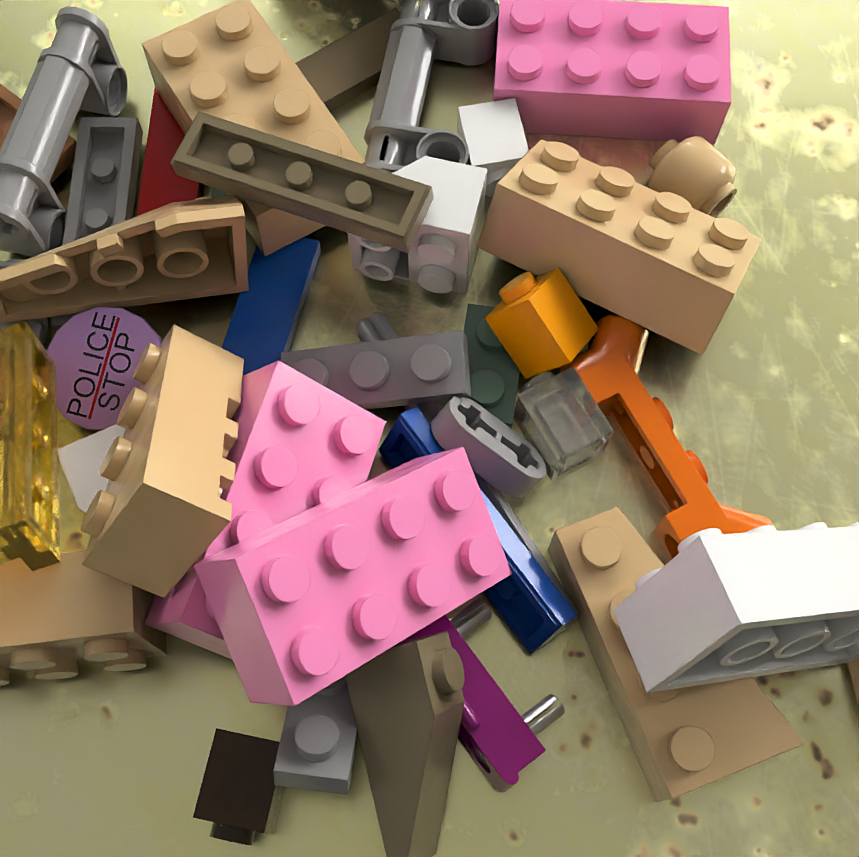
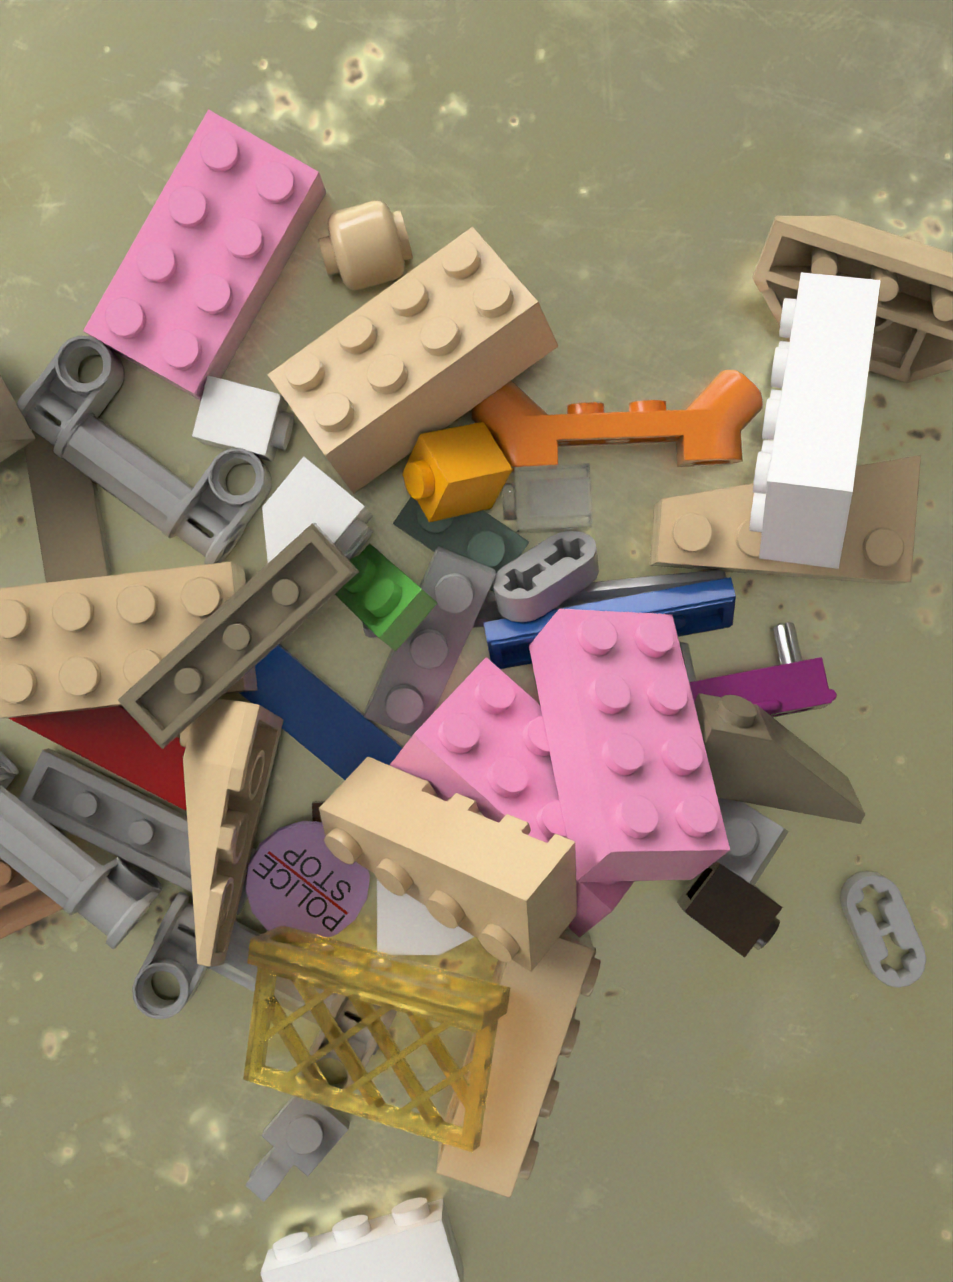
camera: 65 degrees left, 20 degrees up
(397, 309) = (385, 598): none -> bright green plate

